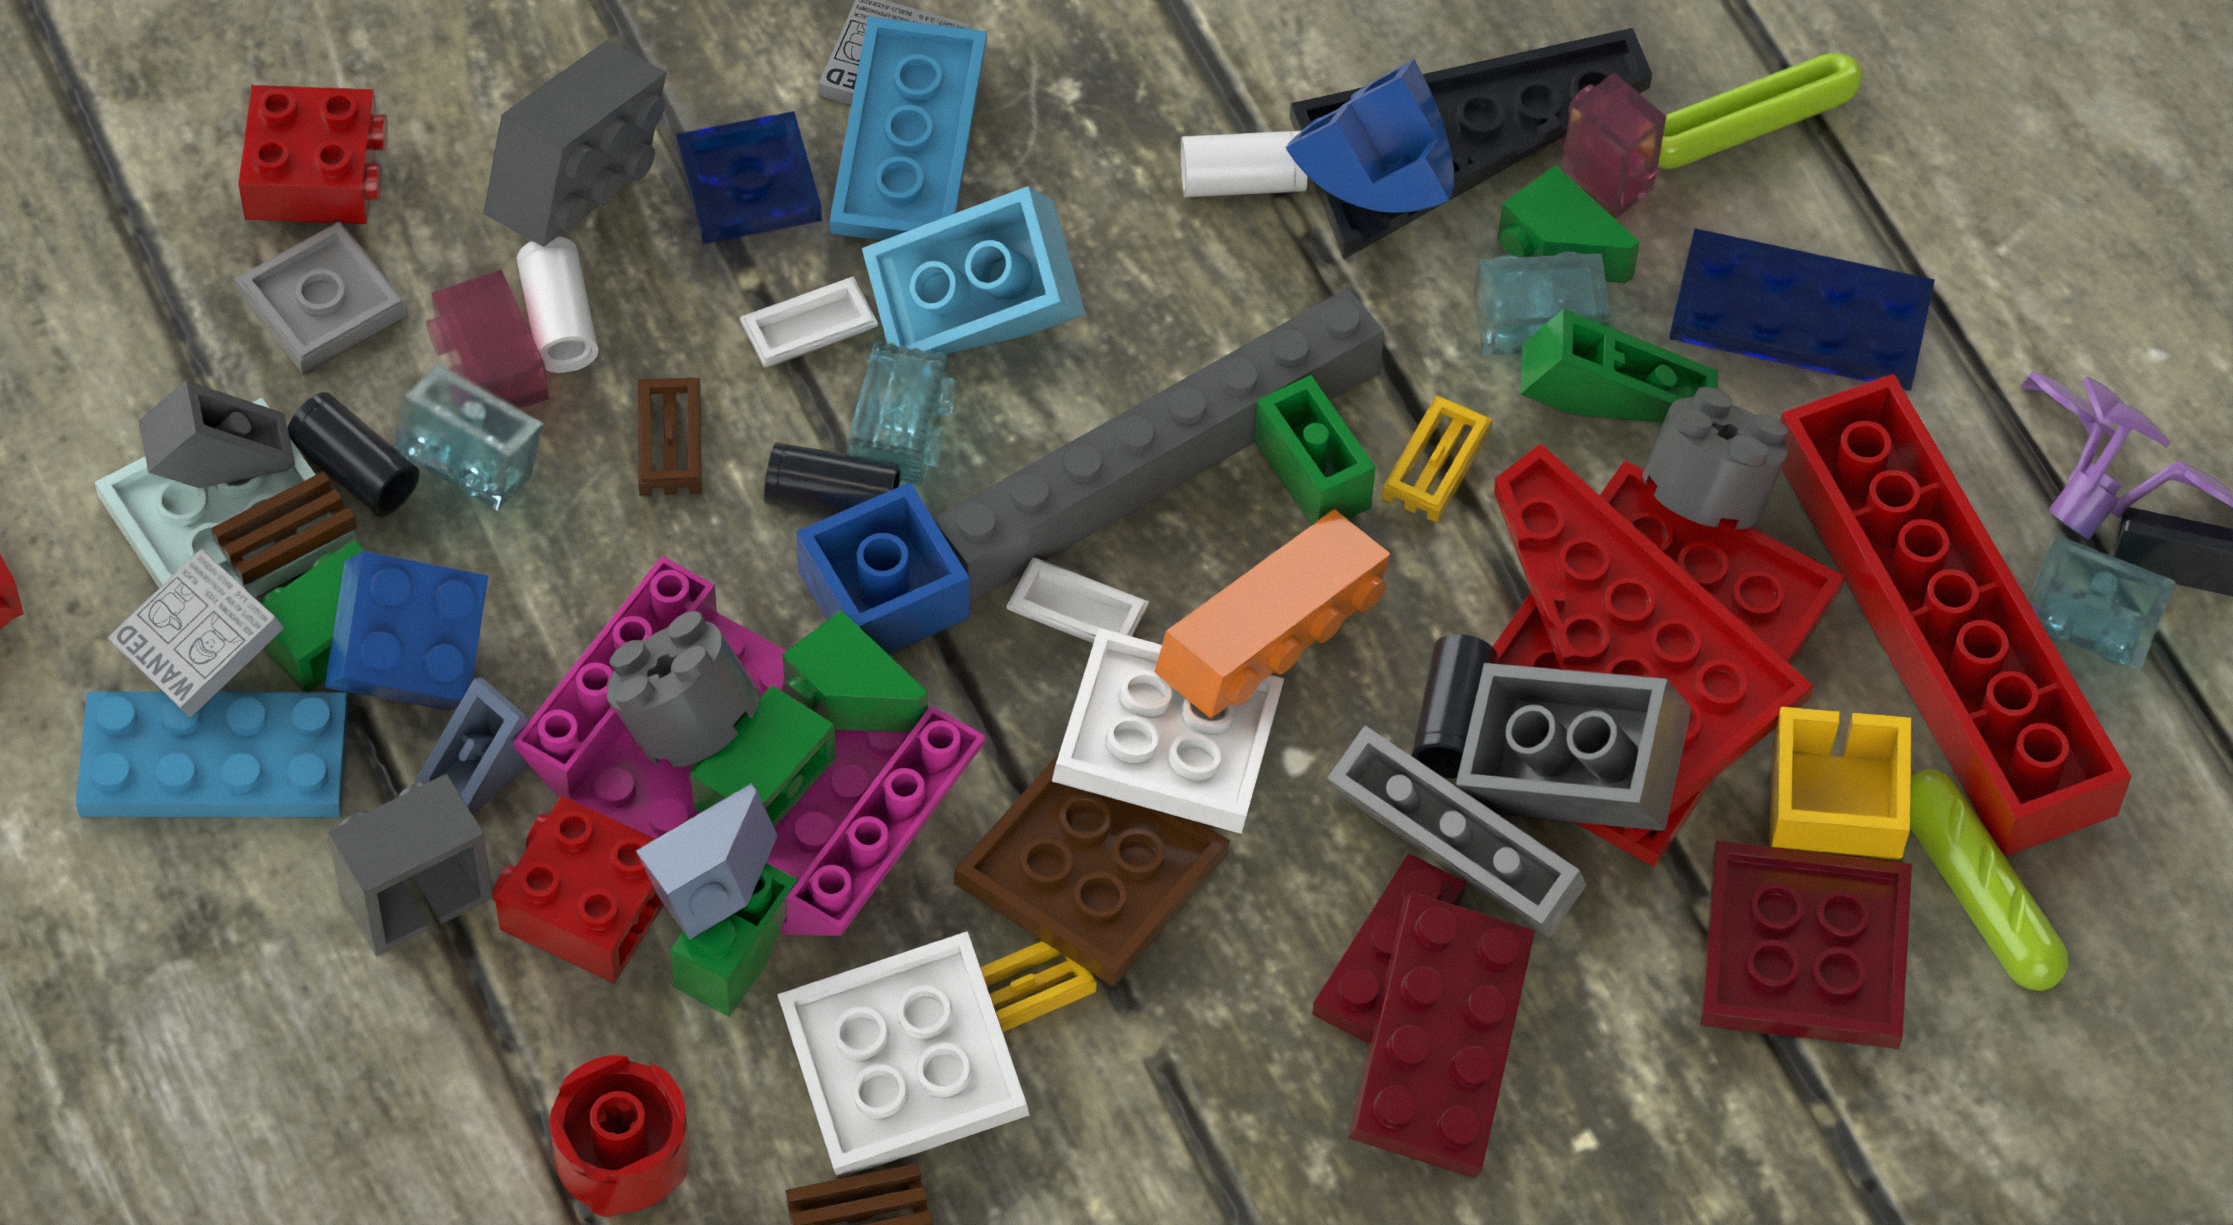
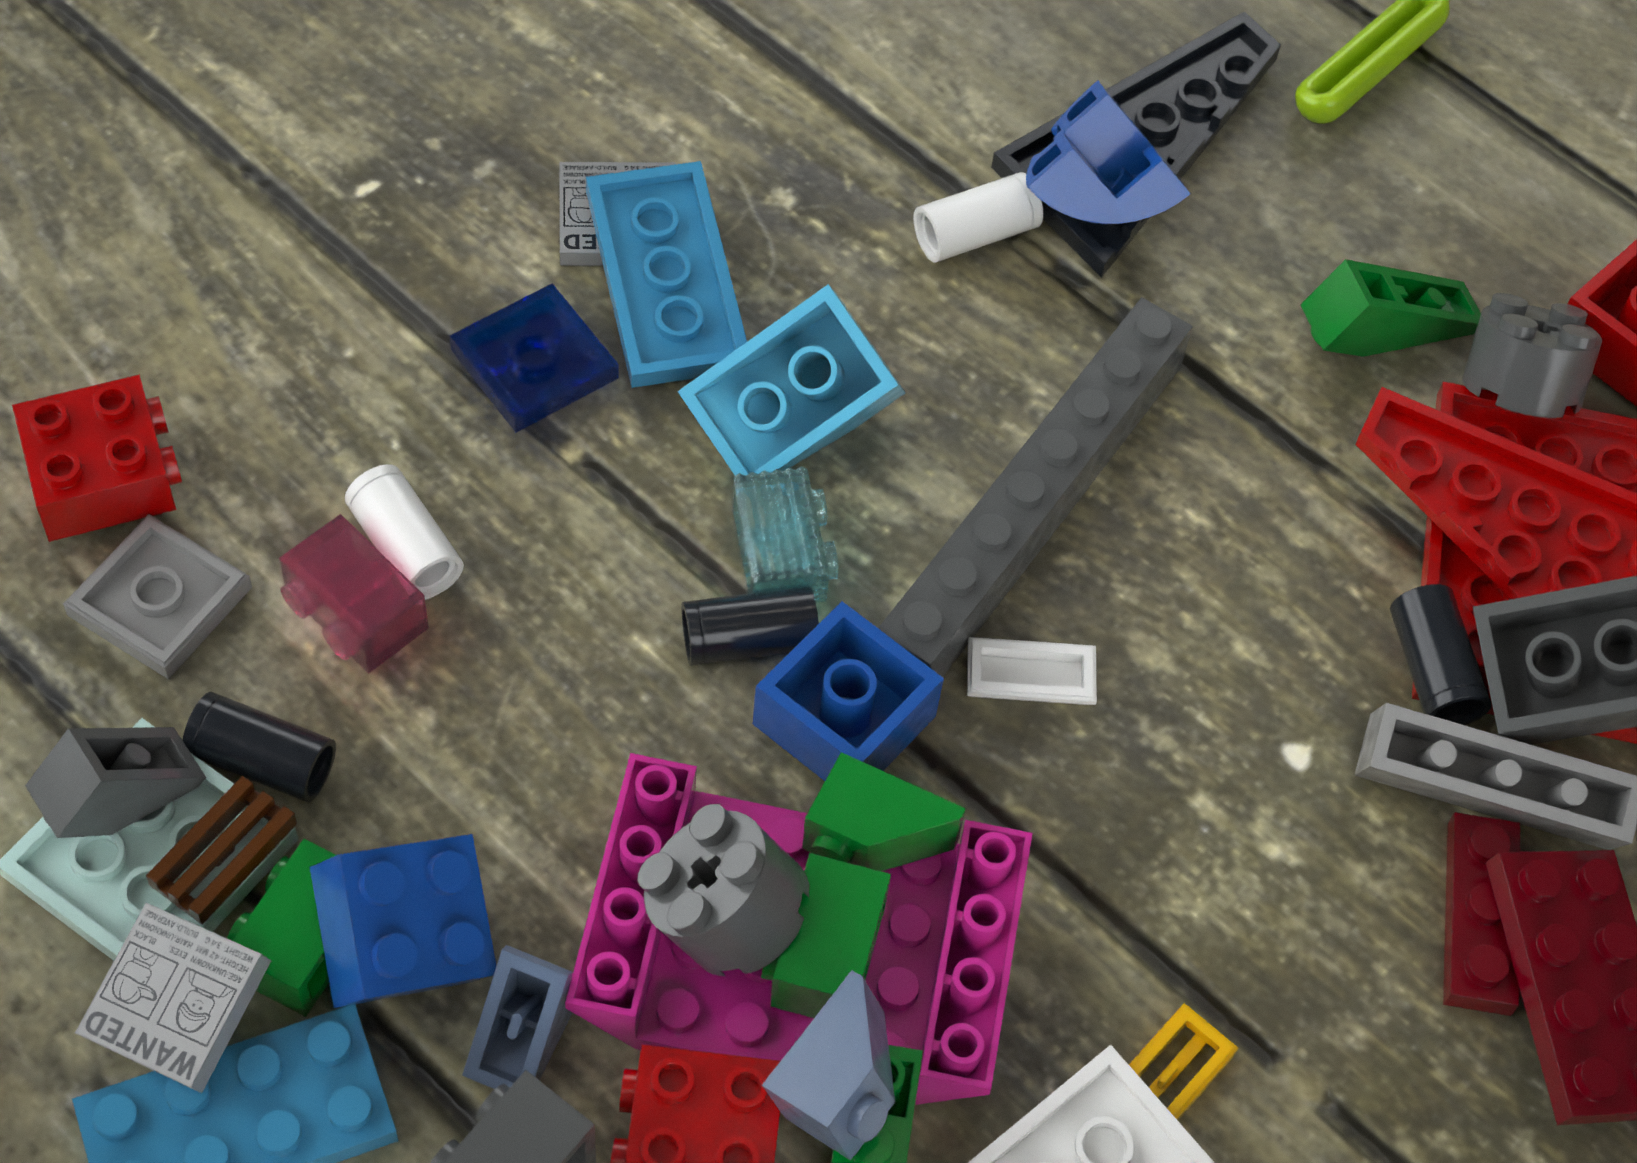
camera: 25 degrees left, 0 degrees up
(467, 437) = (374, 692): clear light blue brick -> none
(575, 143) = (367, 370): dark grey brick -> none
(670, 478) = (583, 670): reddish brown tile -> none
(809, 322) = (651, 476): white tile -> none
(1090, 871) = (1178, 927): reddish brown plate -> none
(1154, 747) = (1189, 768): white plate -> none
(1273, 614) = (1227, 625): orange brick -> none
(1313, 451) = (1182, 458): green brick -> none
(1417, 496) = (1272, 469): yellow tile -> none
(1523, 293) = (1287, 262): clear light blue brick -> none
(1560, 217) = (1284, 198): green slope -> none
(1613, 144) = (1291, 109): clear pink brick -> none
(1801, 308) = (1501, 209): clear blue plate -> none

